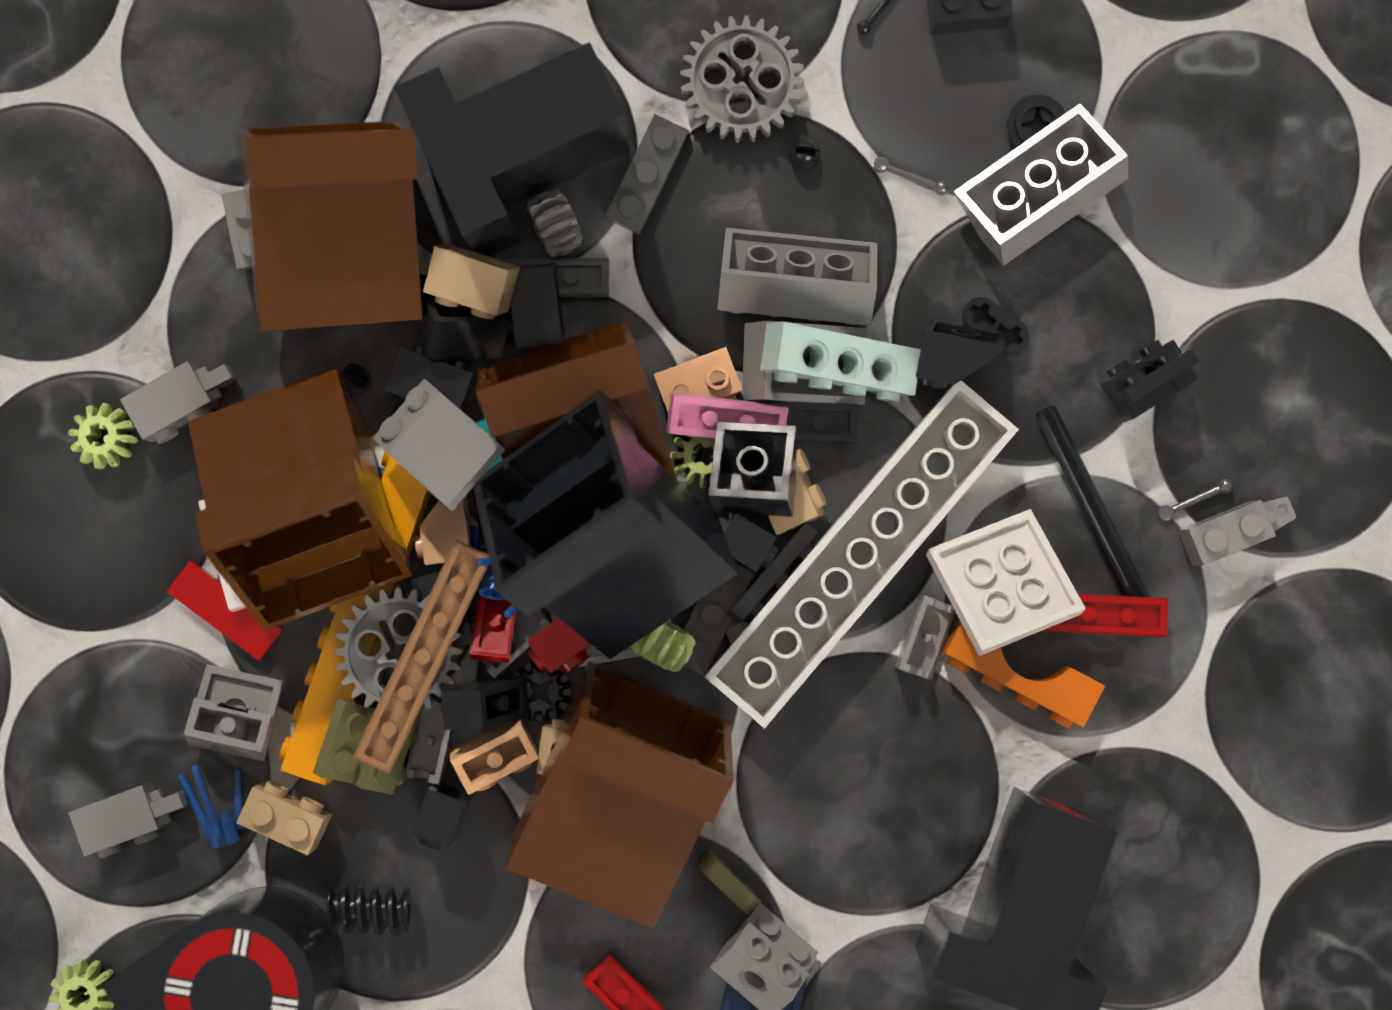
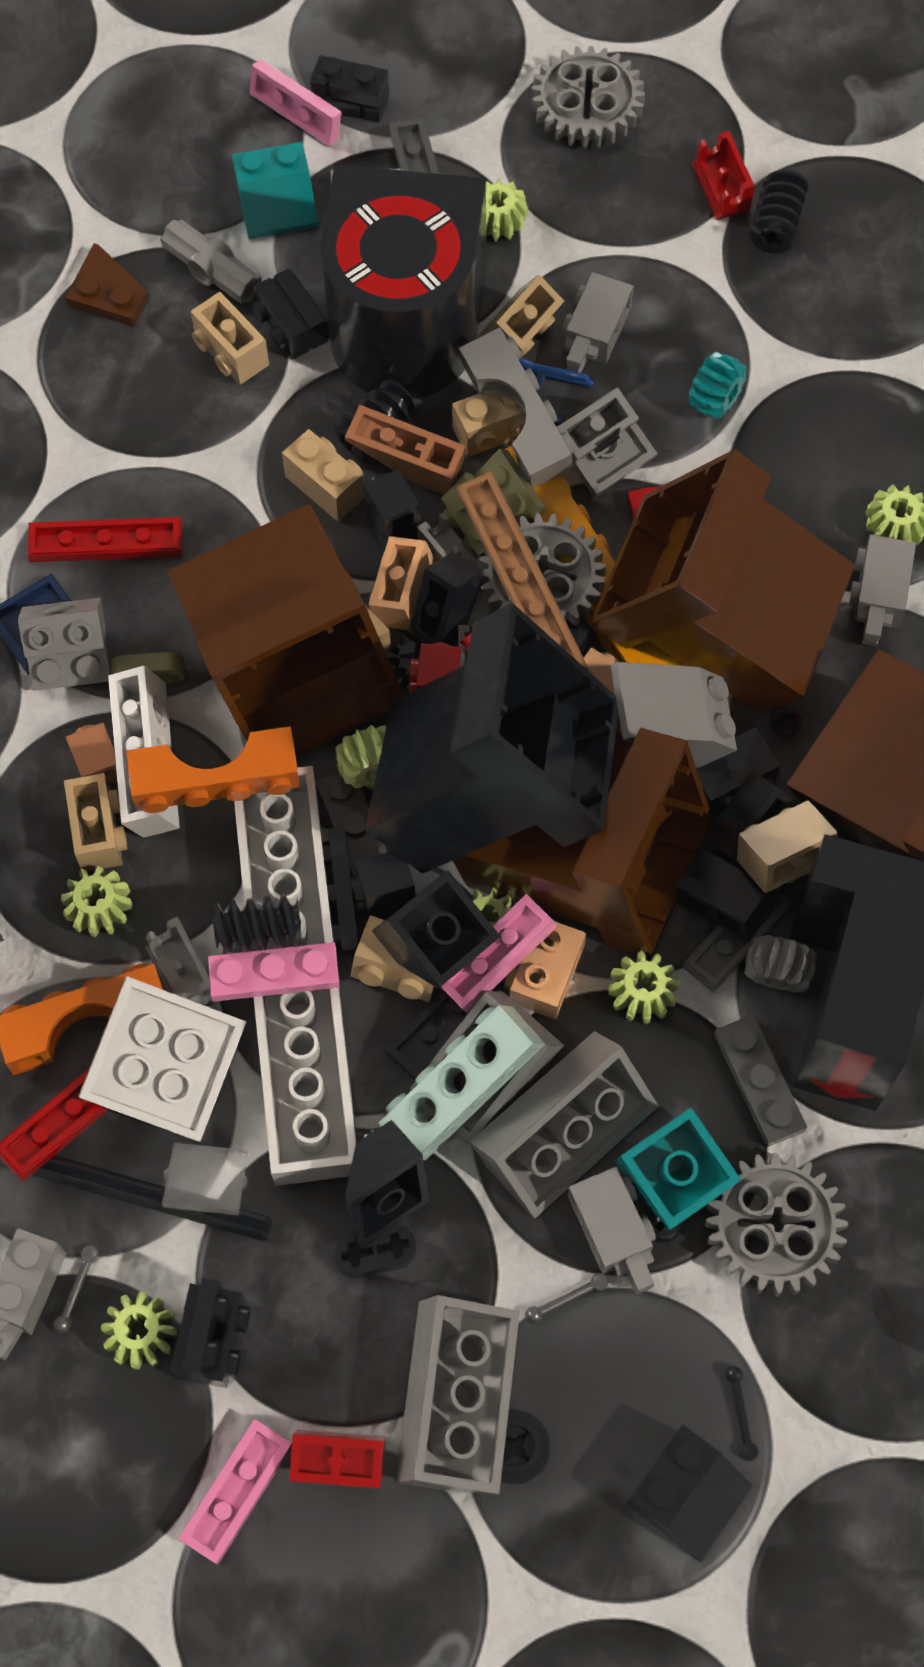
camera: 130 degrees right, 20 degrees down
(104, 668) = (717, 385): none -> teal gear
(176, 876) = (527, 313): none -> tan brick
(254, 842) = (495, 369): none -> light grey arch
(378, 855) = (417, 453): none -> nougat slope
(451, 903) = (324, 474): none -> tan brick
(640, 311) = (641, 1000): none -> yellowish green gear
(766, 171) = (678, 1169): none -> teal slope
(796, 817) = (138, 722): none -> white brick
(818, 771) = (164, 781): none -> orange arch
(829, 853) = (93, 751): none -> nougat brick
(840, 182) = (613, 1226): none -> light grey hinge
(864, 596) = (256, 924): none -> black piece
(881, 799) = (93, 822): none -> tan brick
(883, 557) = (273, 971): none -> bright pink plate
(929, 756) = (106, 909): none -> yellowish green gear
(1051, 481) = (205, 1178): none -> clear piece
(1147, 227) = (337, 1458): none -> red hinge
(1186, 414) = (123, 1337): none -> yellowish green gear
(1224, 273) = (235, 1491): none -> bright pink plate

